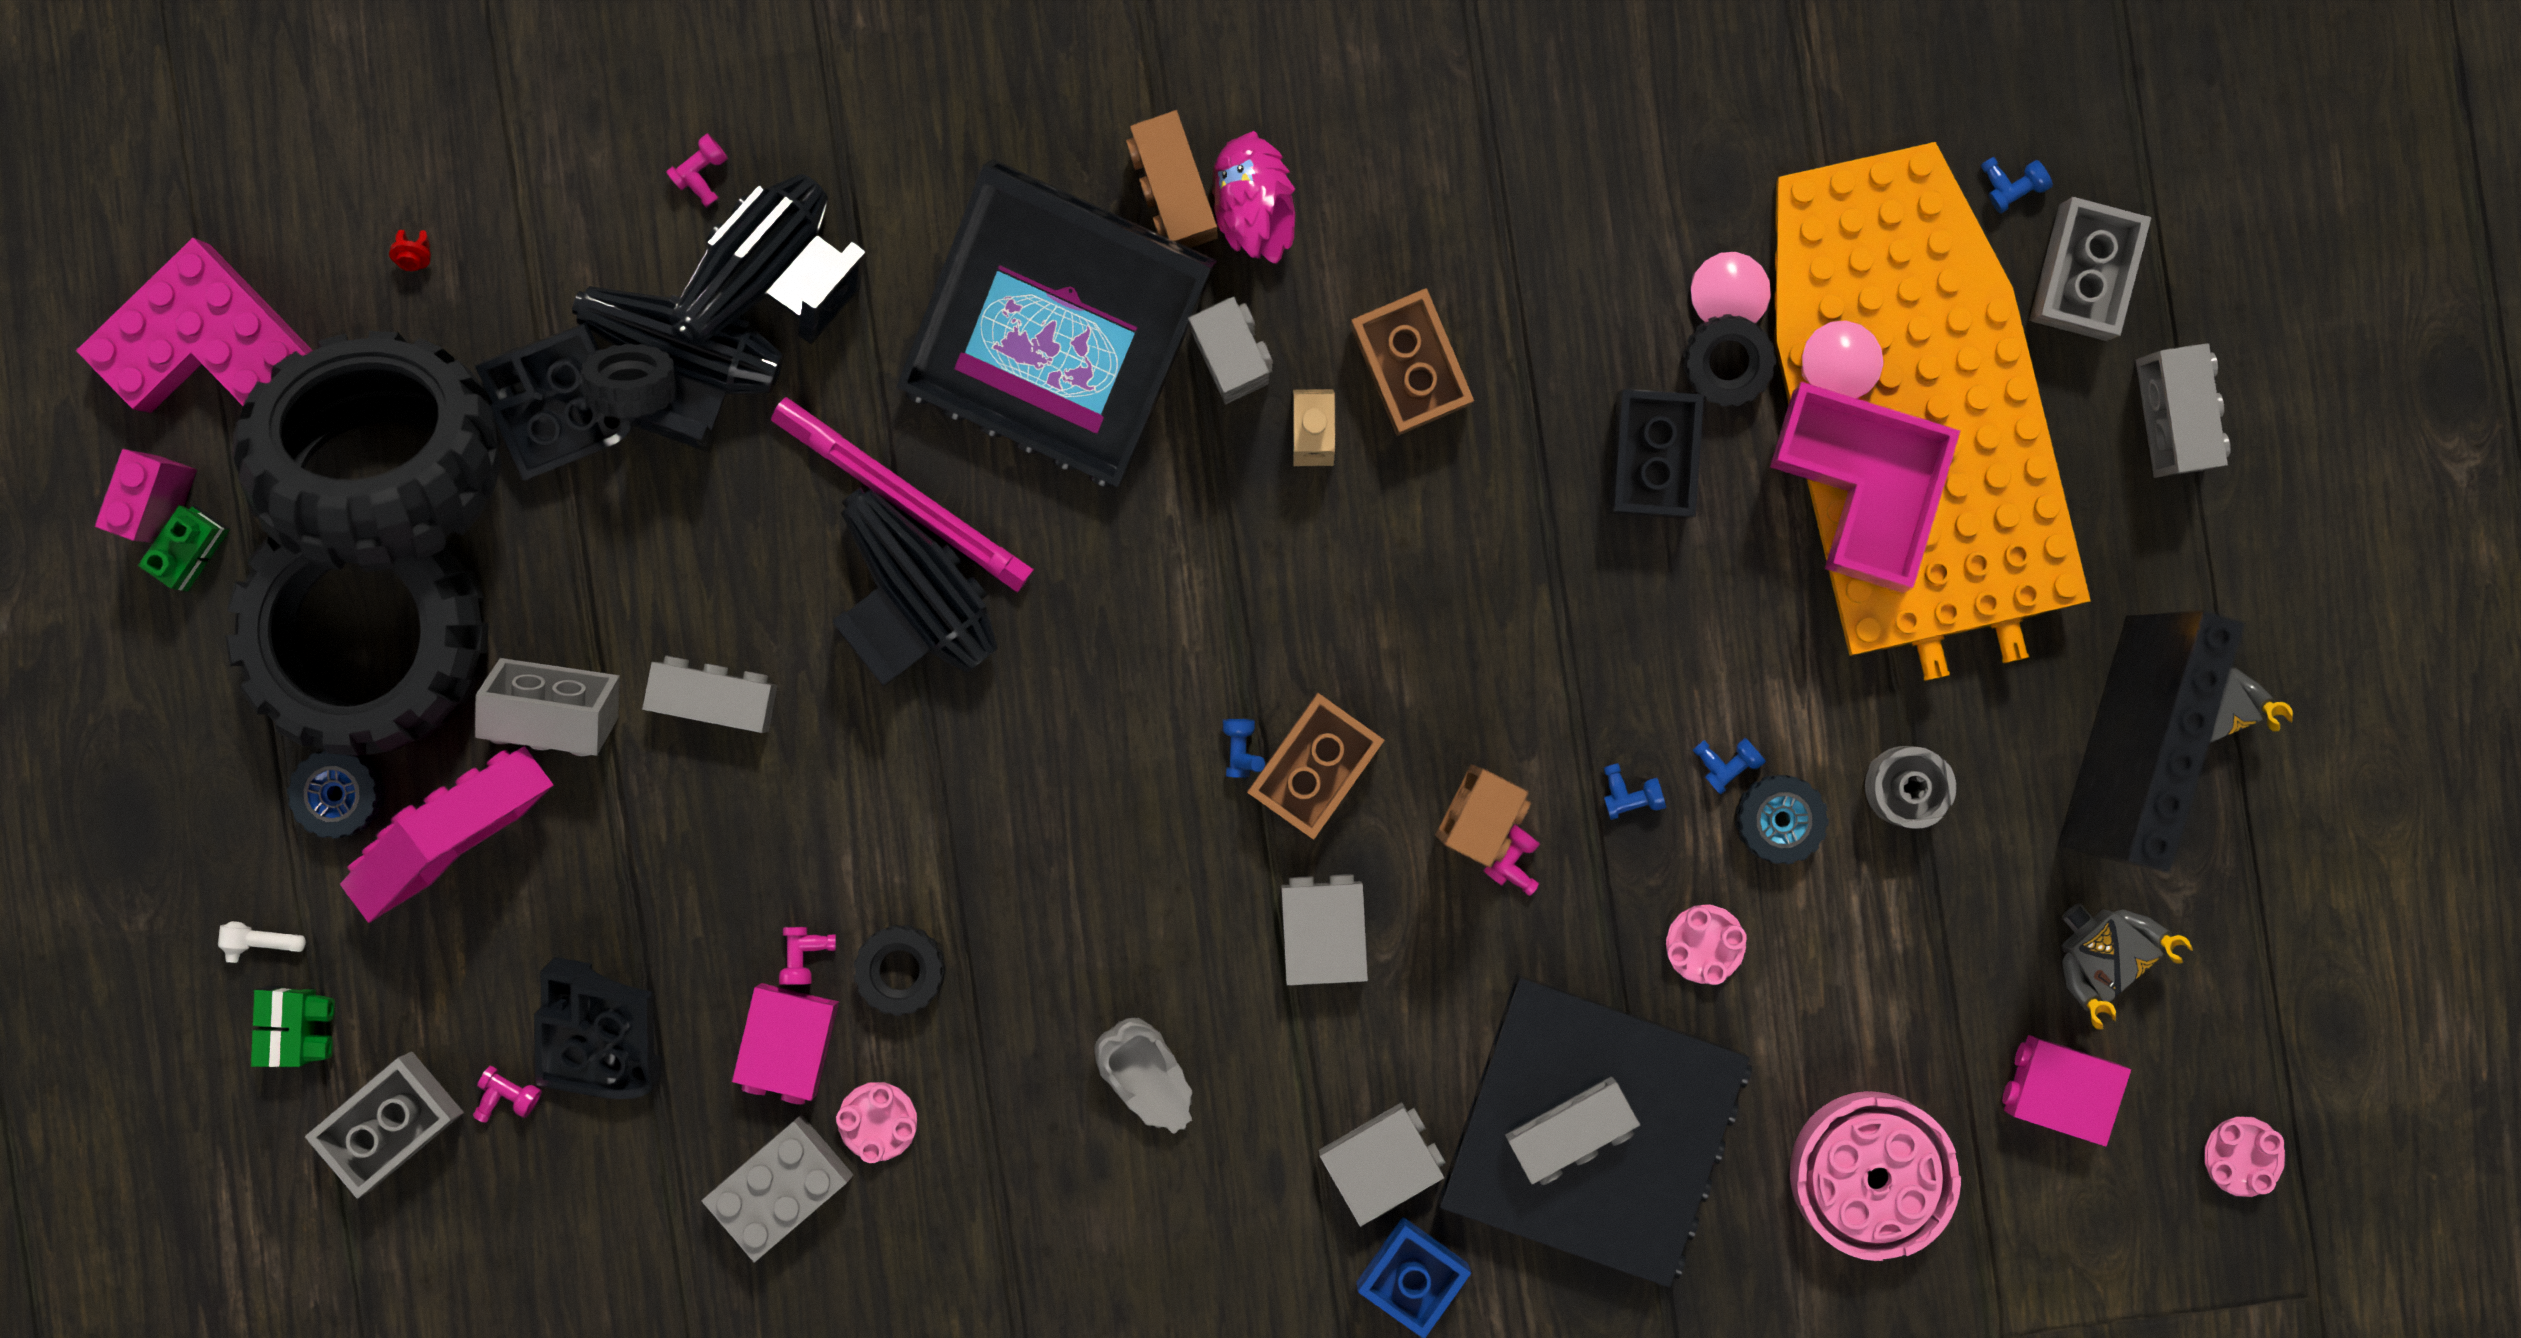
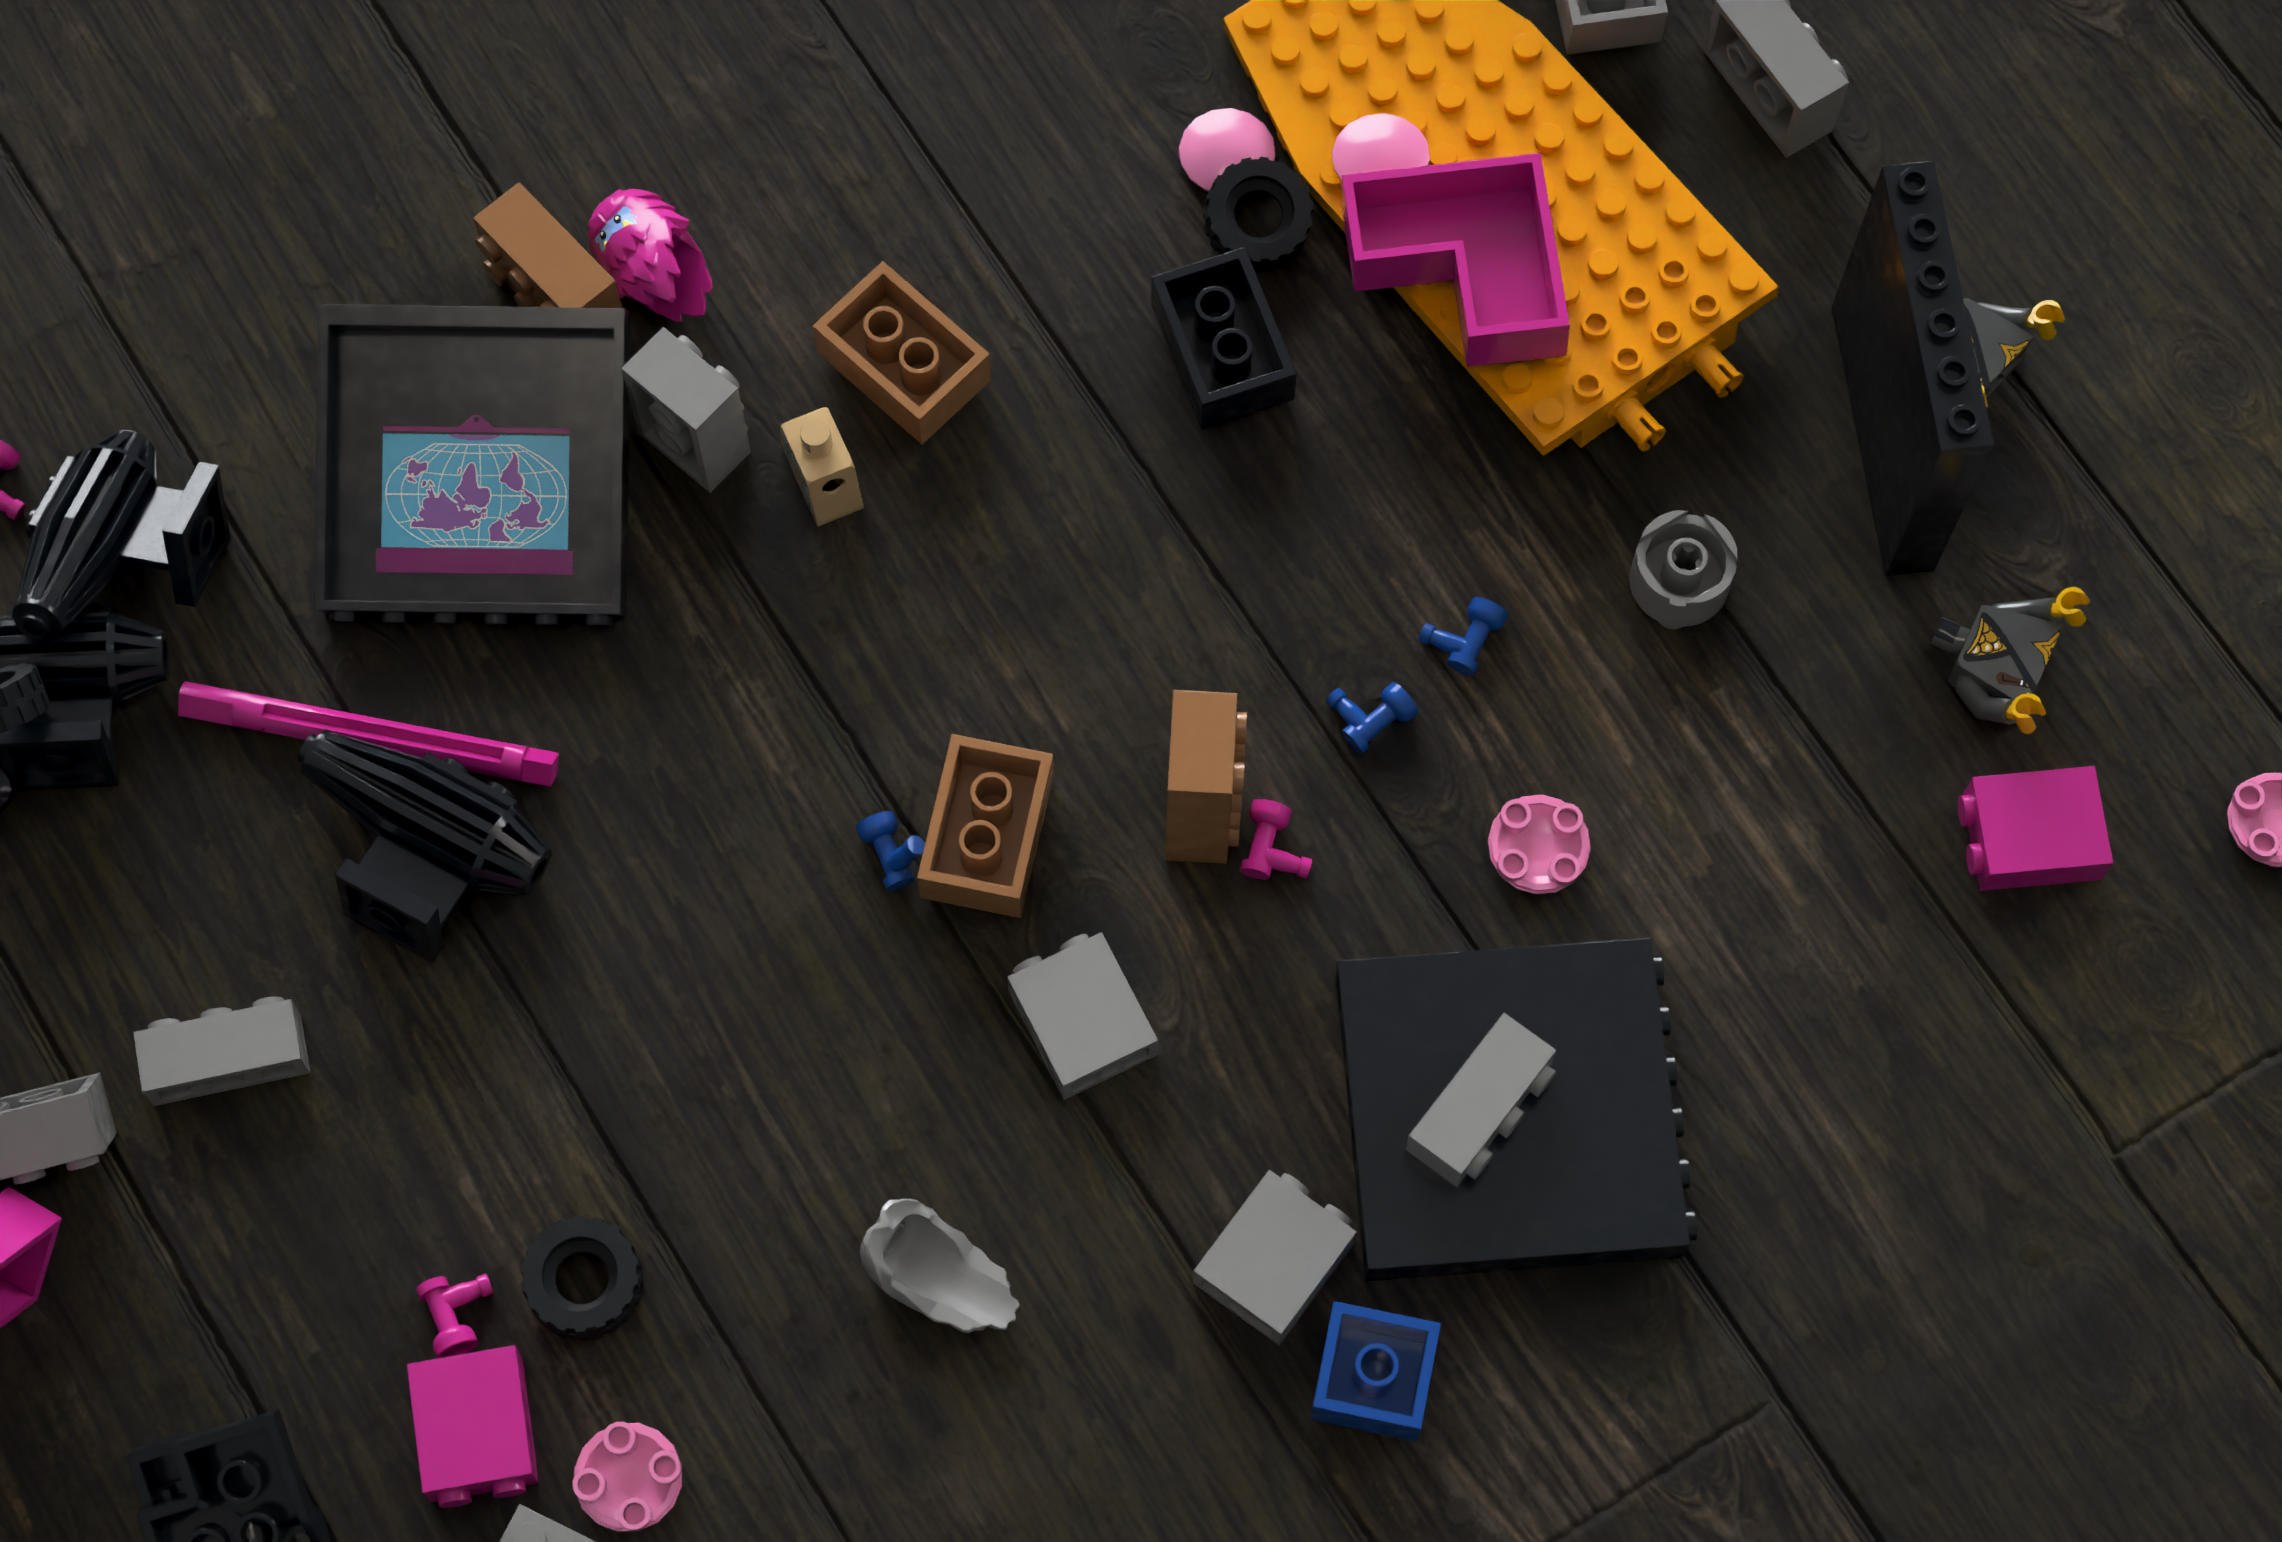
camera: 25 degrees left, 20 degrees down
(1803, 811) = (1583, 658): black wheel -> none
(1832, 1175) = (1831, 1055): bright pink brick -> none

